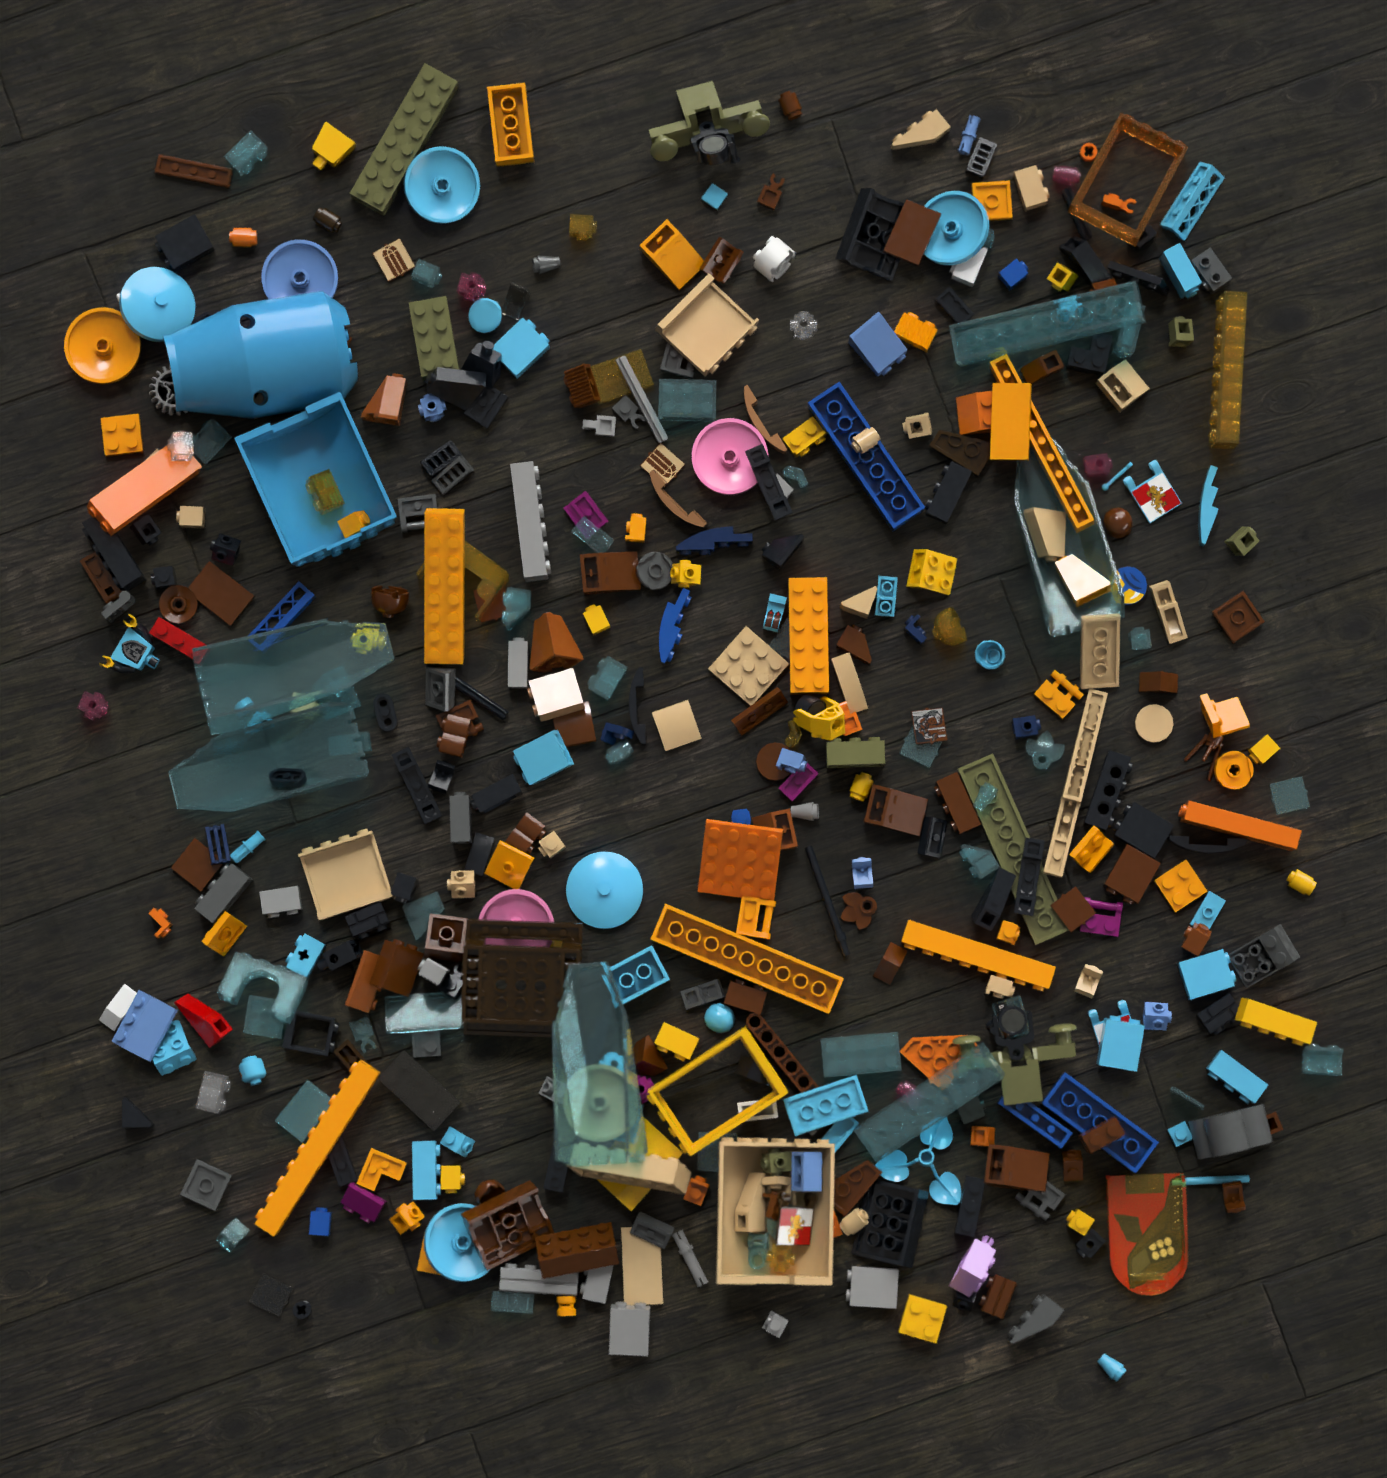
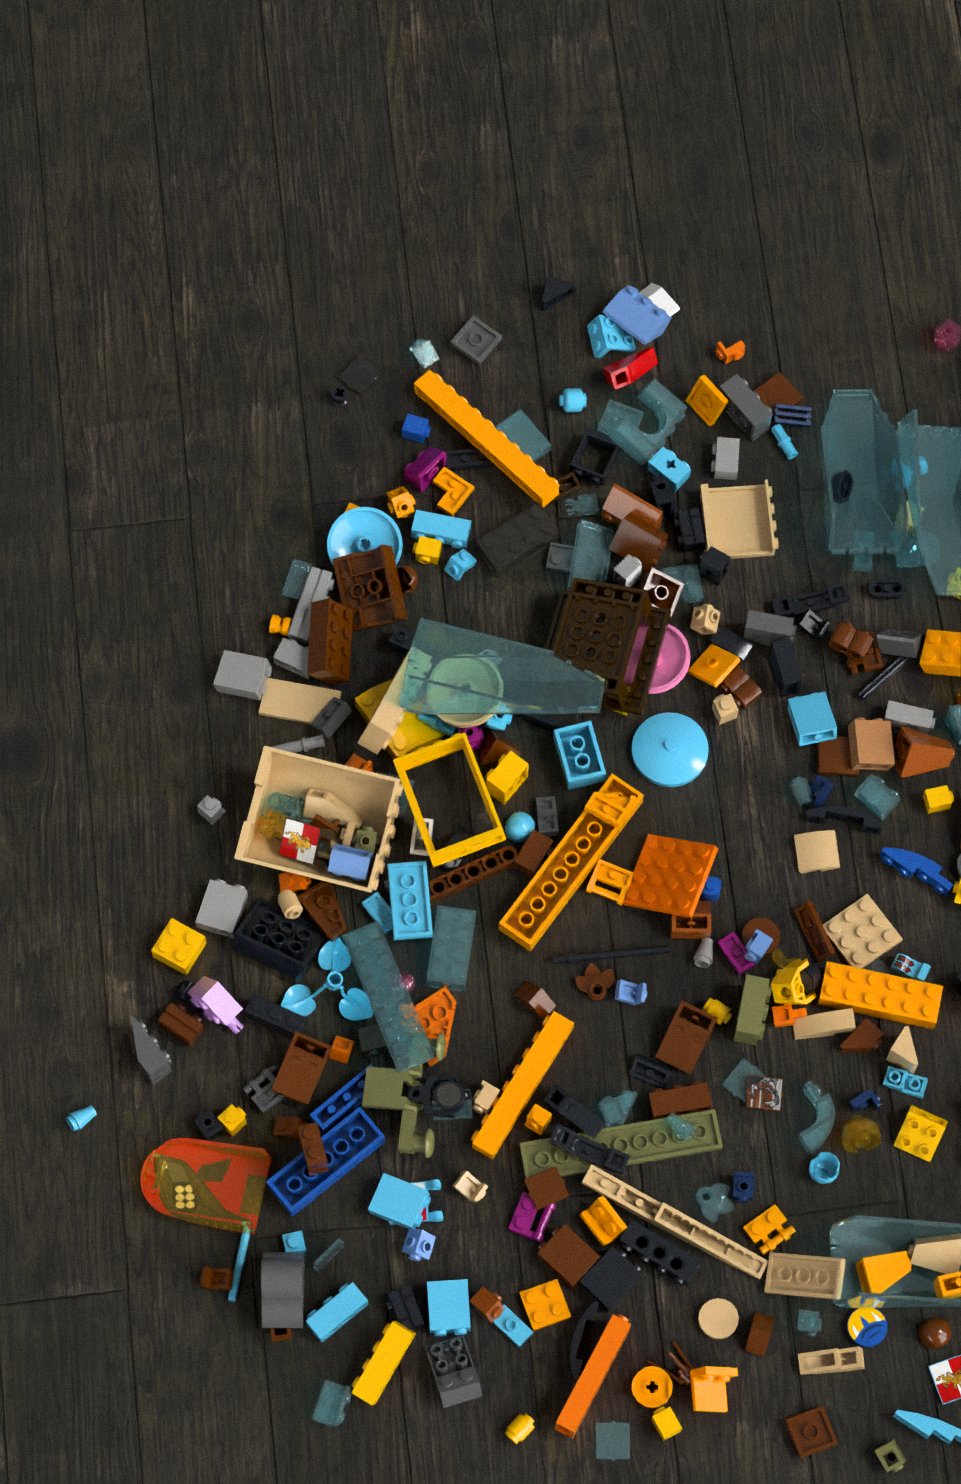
camera: 100 degrees right, 15 degrees down
(213, 1092) = (560, 362): clear brick -> none
(688, 932) = (610, 807): none -> light orange wing
(944, 663) = (819, 1132): none -> clear light blue arch

